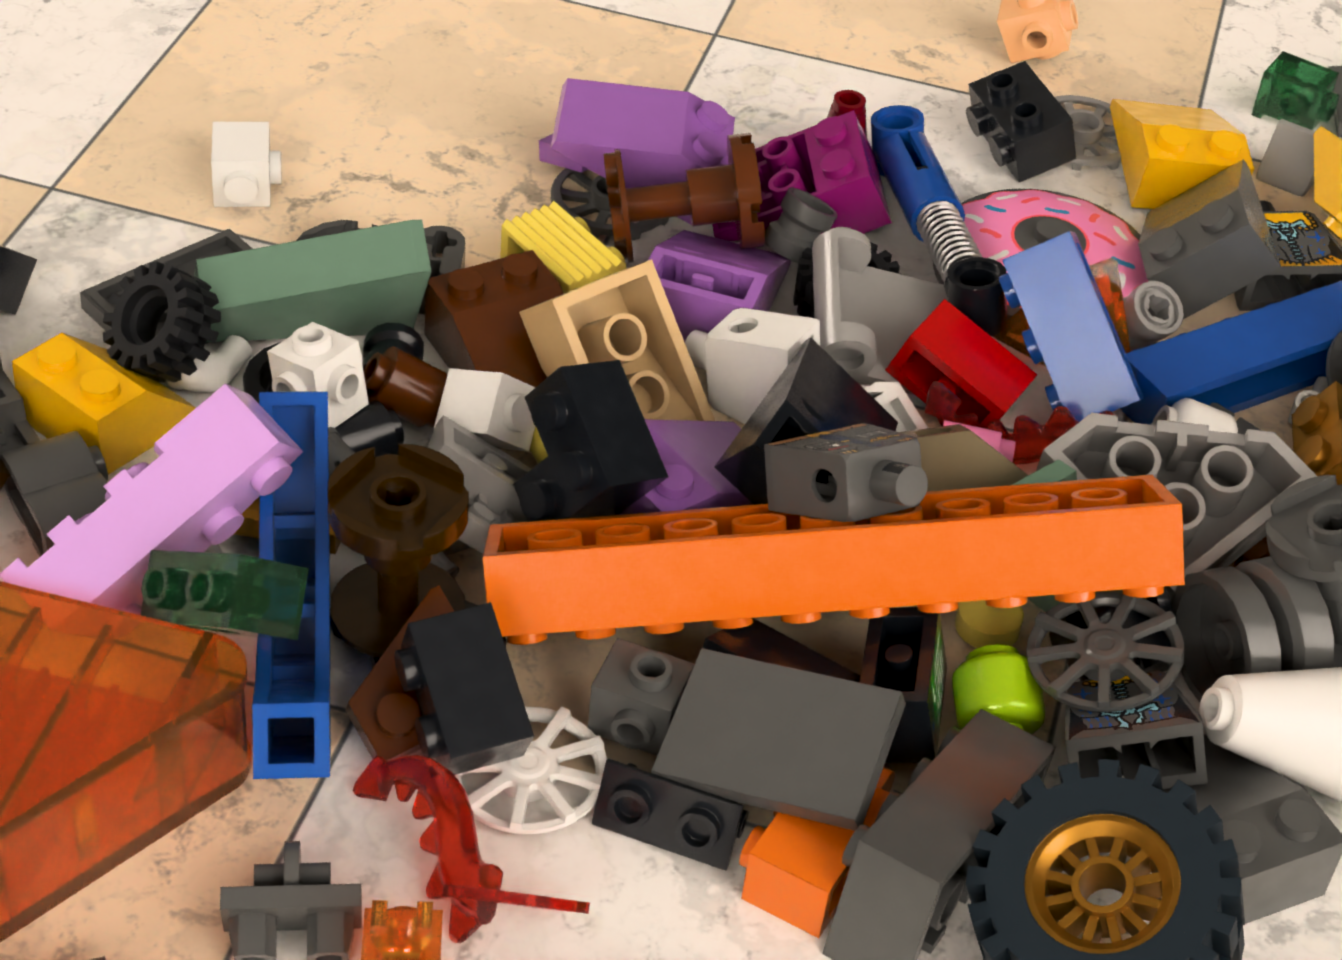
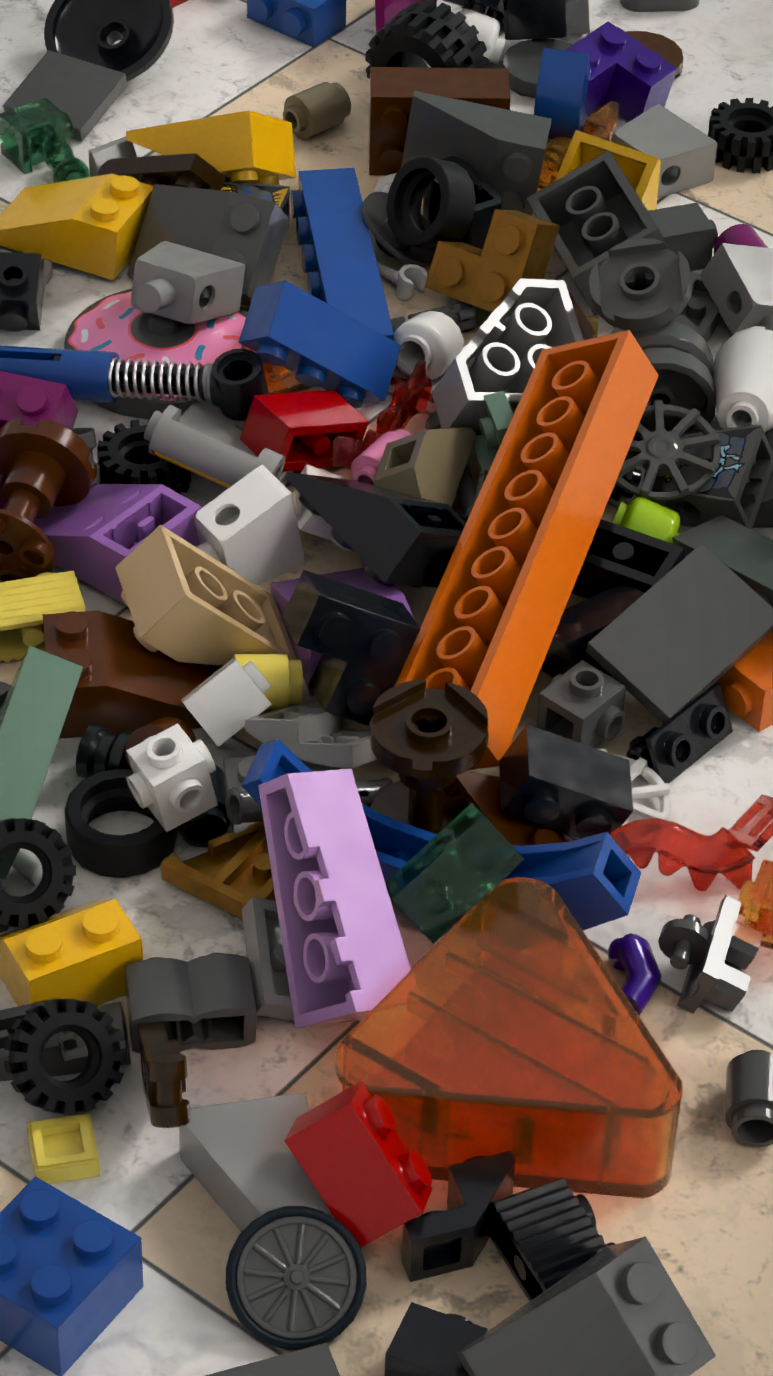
camera: 65 degrees left, 0 degrees up
(237, 860) = (641, 968): none -> dark purple arm
(870, 467) = (486, 489): dark grey torso -> none
(1107, 212) = (173, 279): none -> light grey torso
(1260, 127) = (65, 164): none -> clear green pin
(1276, 173) = (170, 170): none -> dark brown plate

